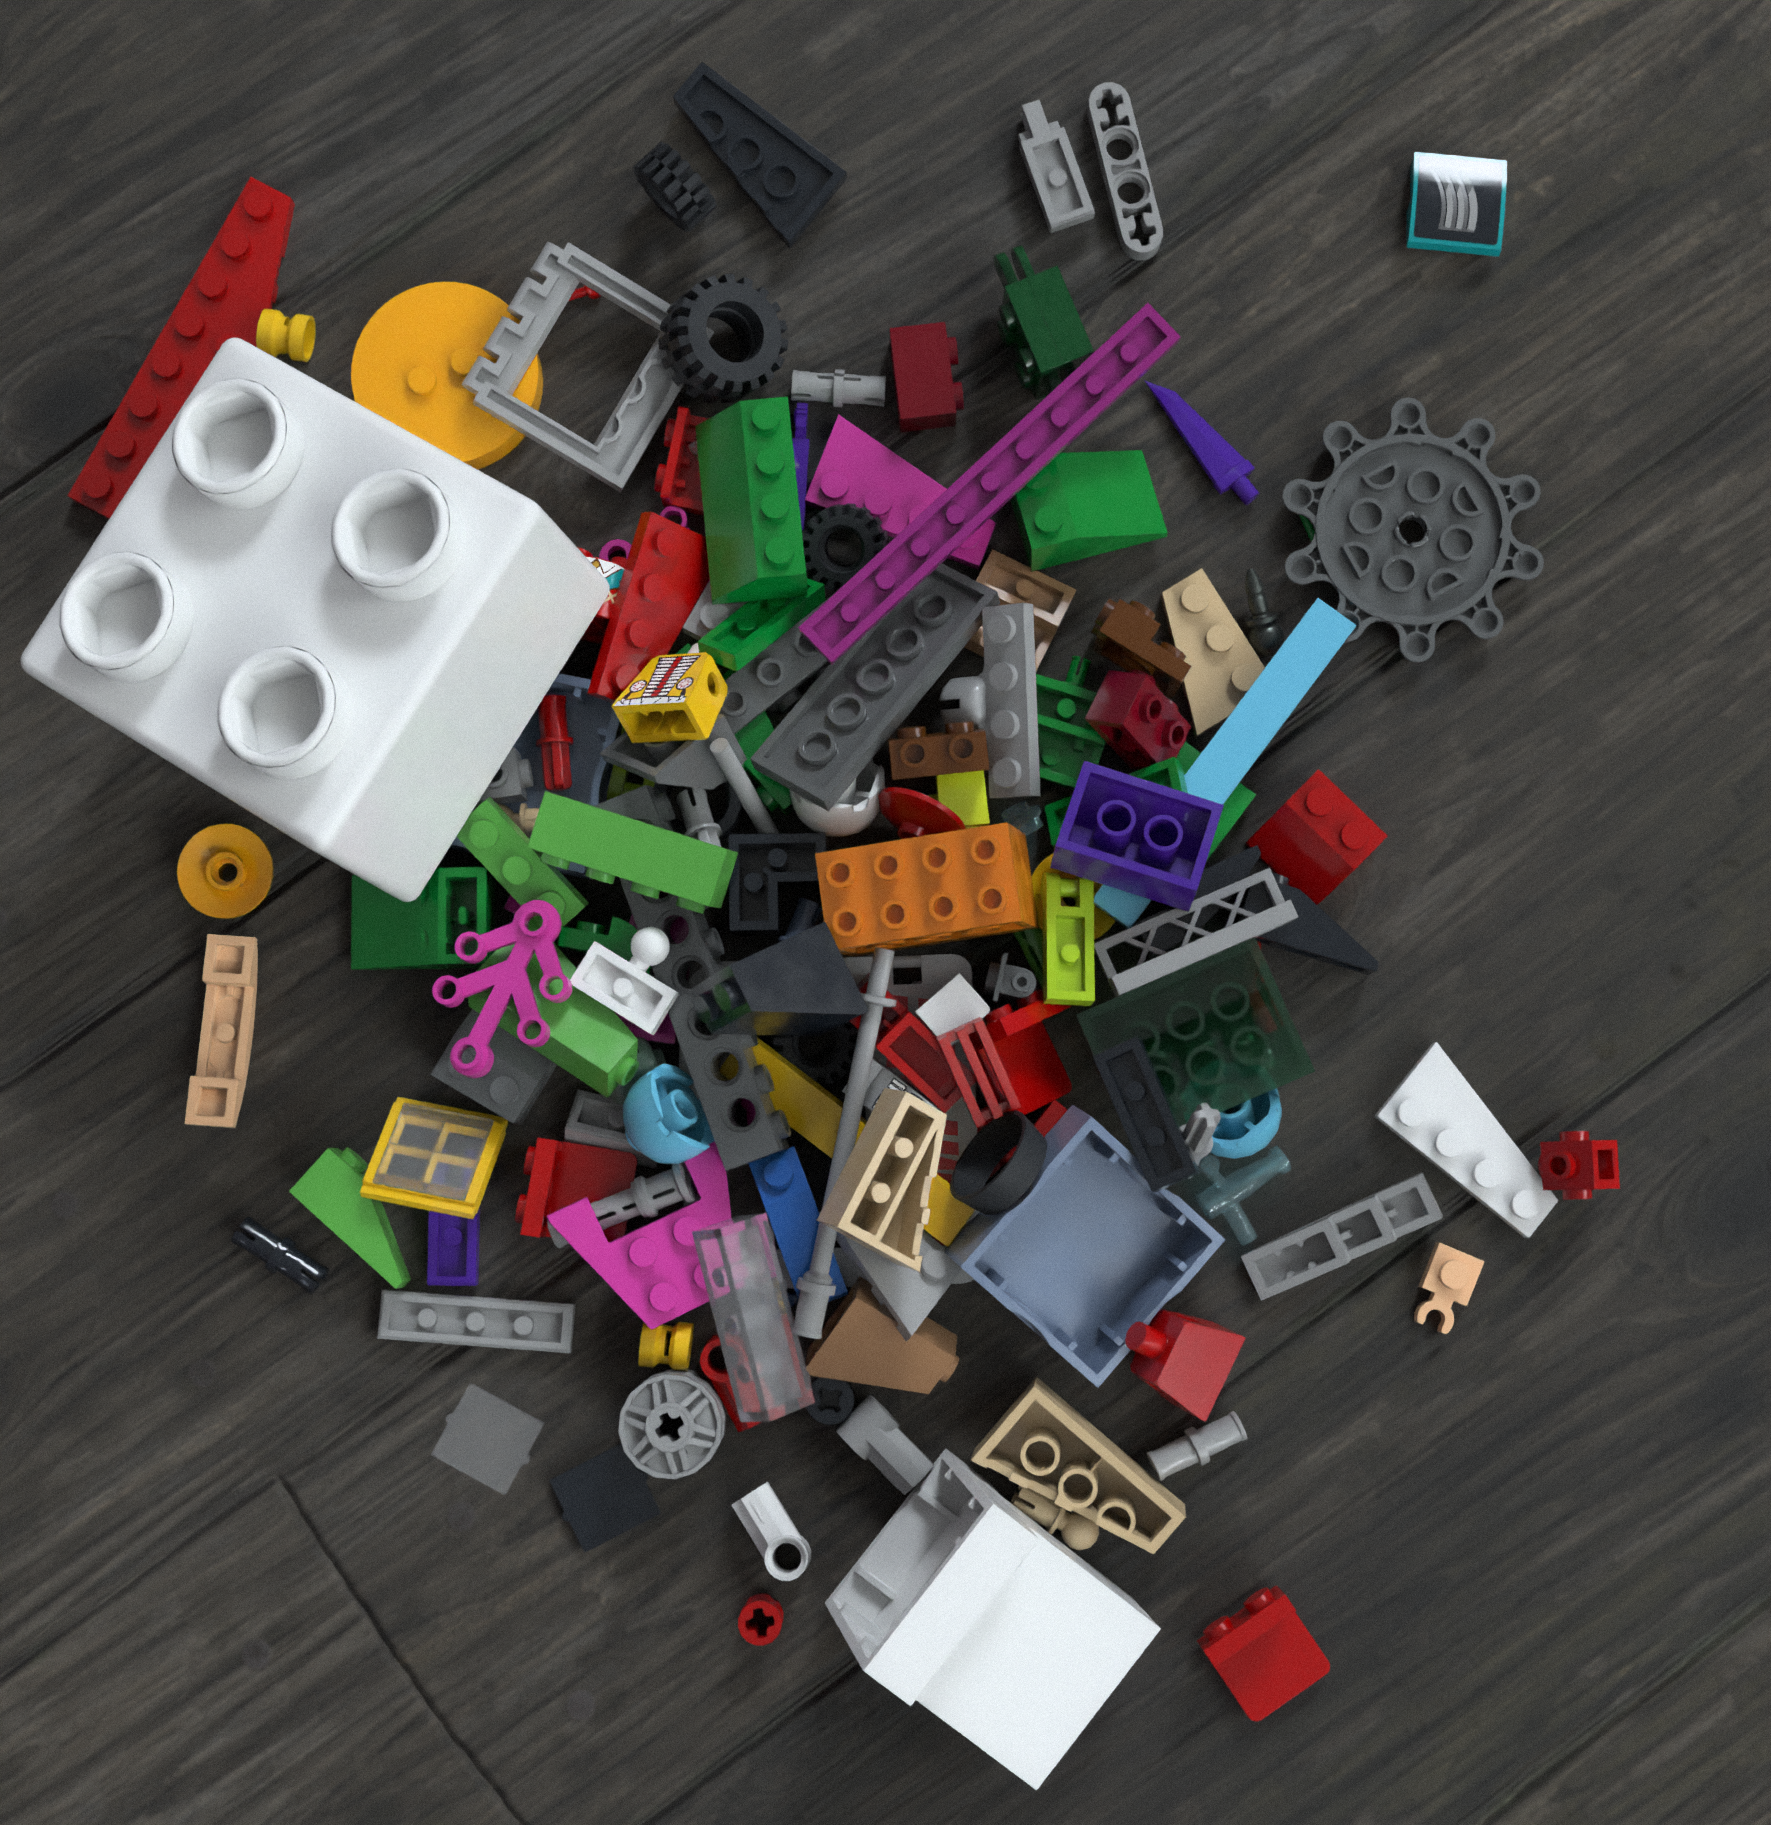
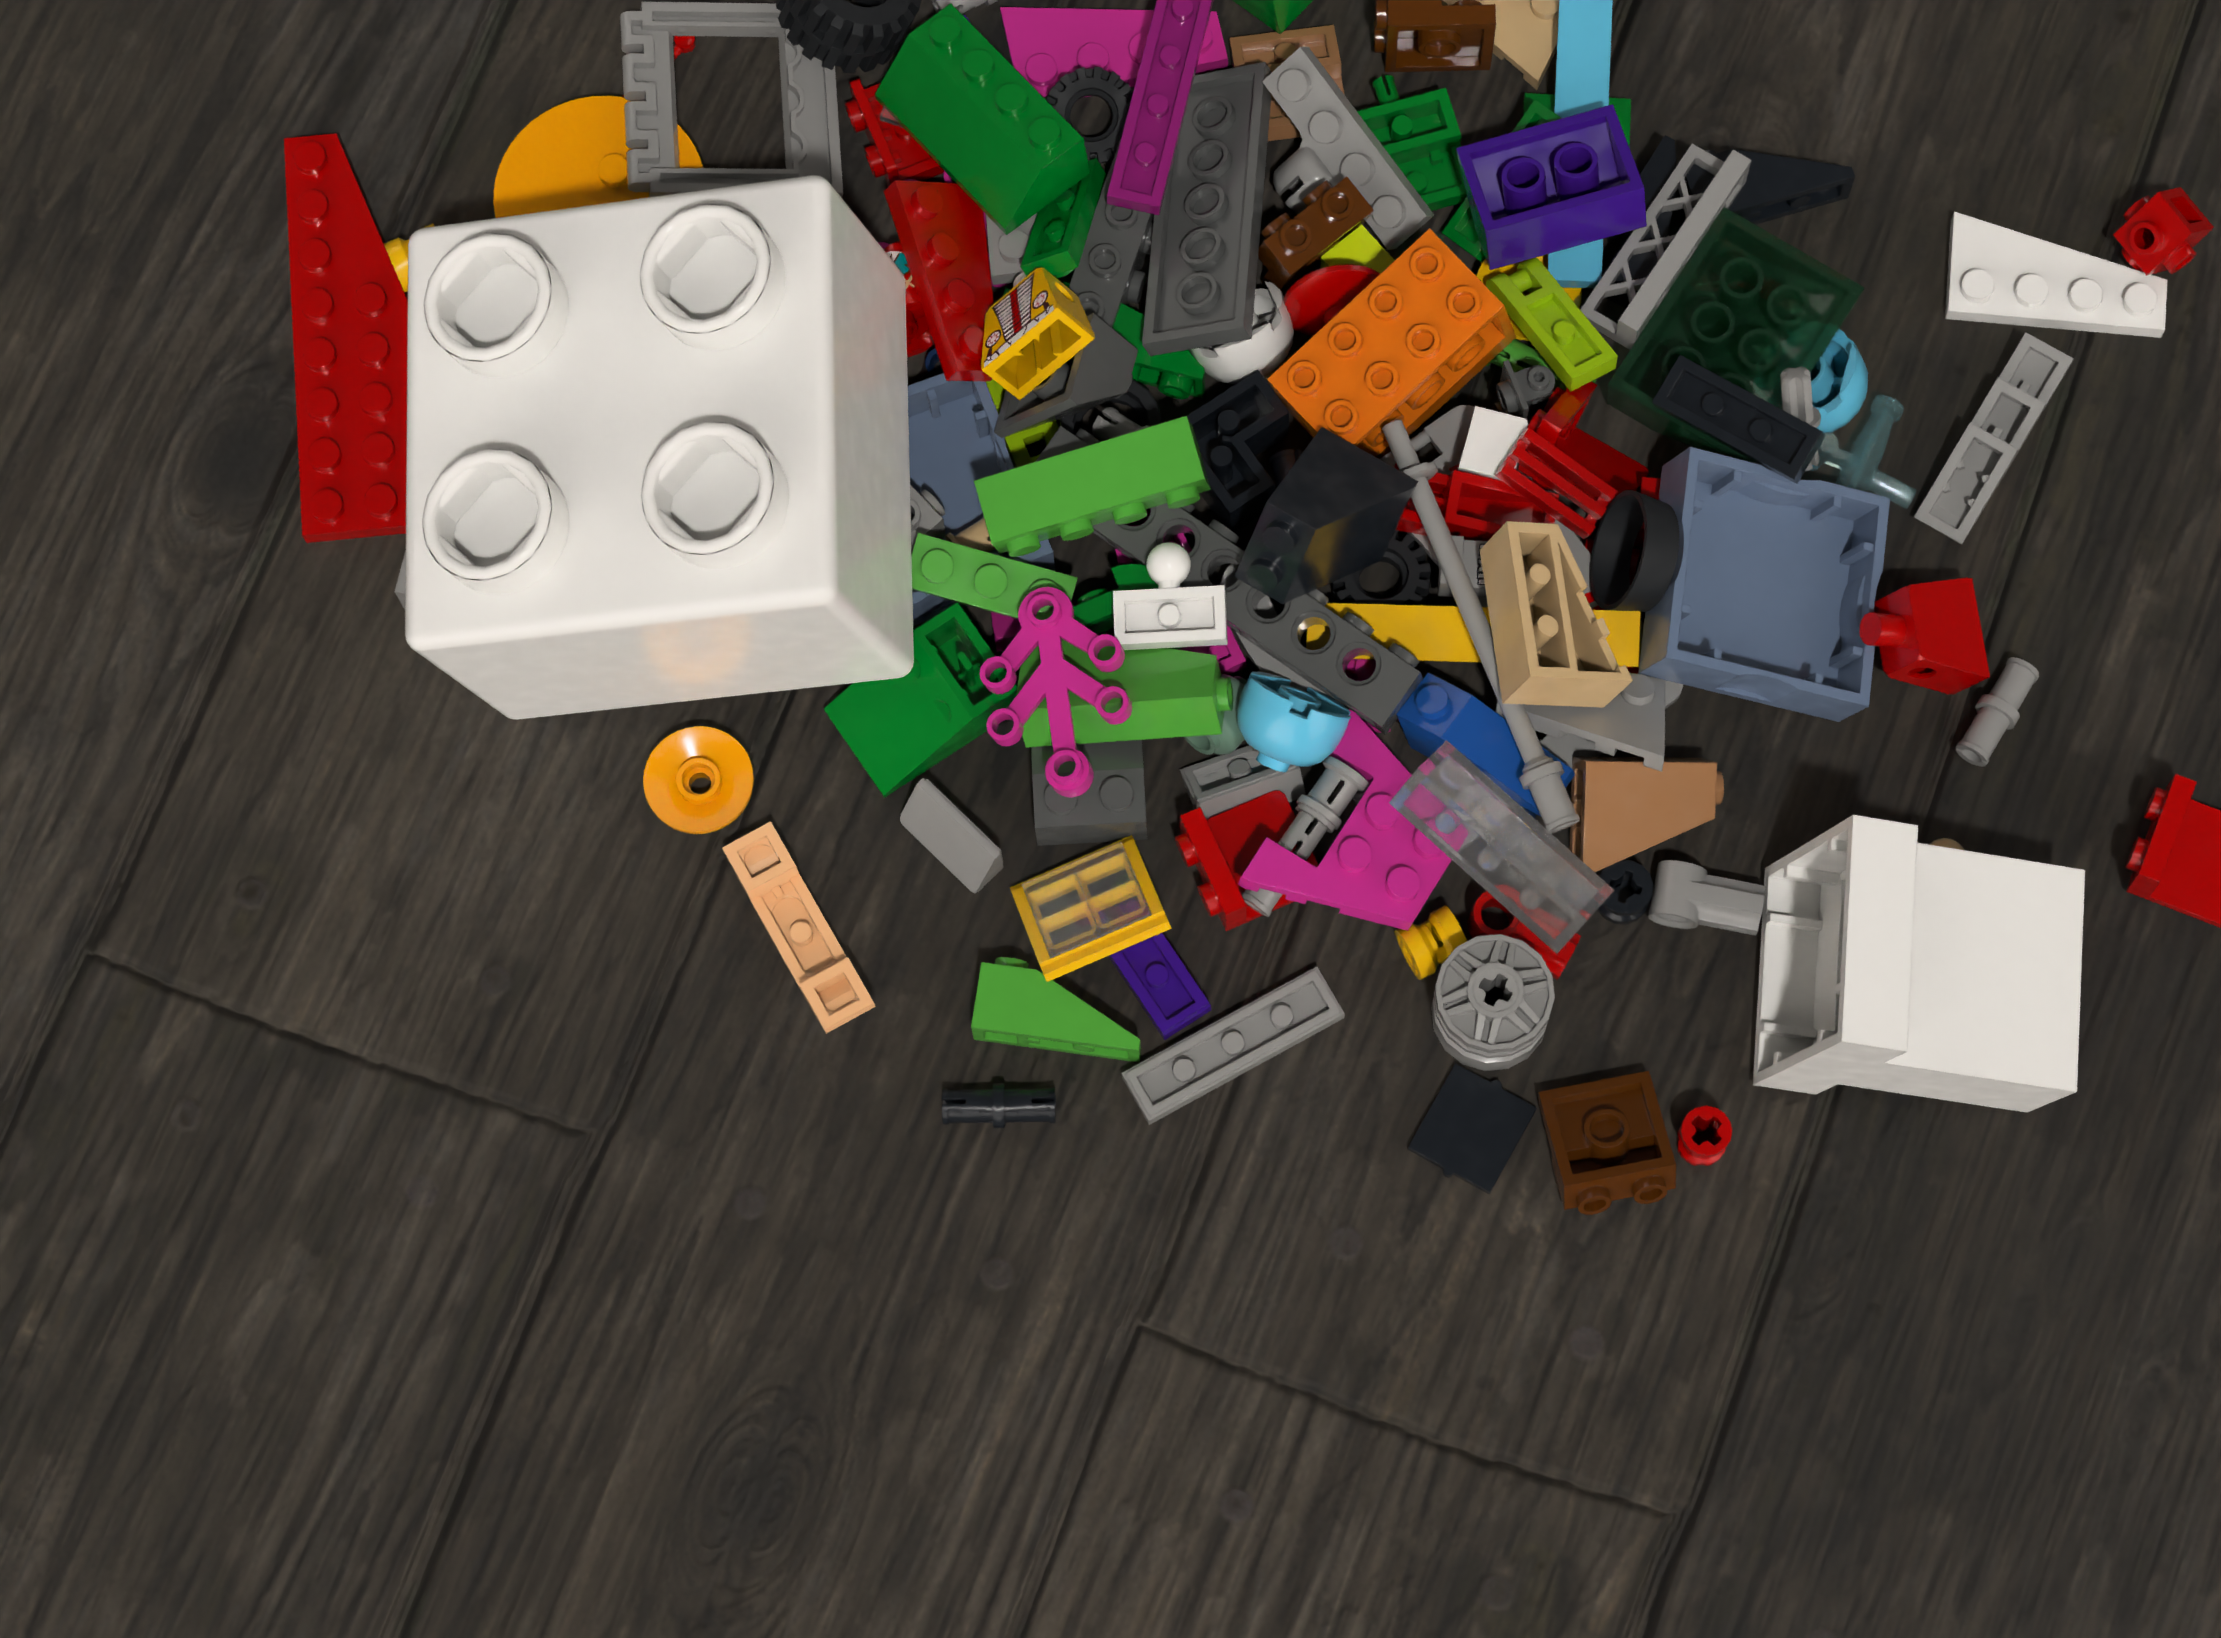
camera: 30 degrees left, 10 degrees down
(380, 1032) = (951, 836): none -> light grey slope
(487, 1438) = (1320, 1149): clear piece -> none
(554, 743) = (940, 465): red axle -> none
(688, 1577) = (1608, 1142): none -> reddish brown plate
(742, 786) = (1147, 373): light grey bar -> none
(770, 1527) = (1653, 1045): white piece -> none
(1068, 1460) = (1911, 786): tan wedge -> none
(1137, 719) = (1475, 90): dark red brick -> none
(1317, 838) = (1715, 94): red slope -> none
(1450, 1279) = (2121, 415): light nougat plate -> none

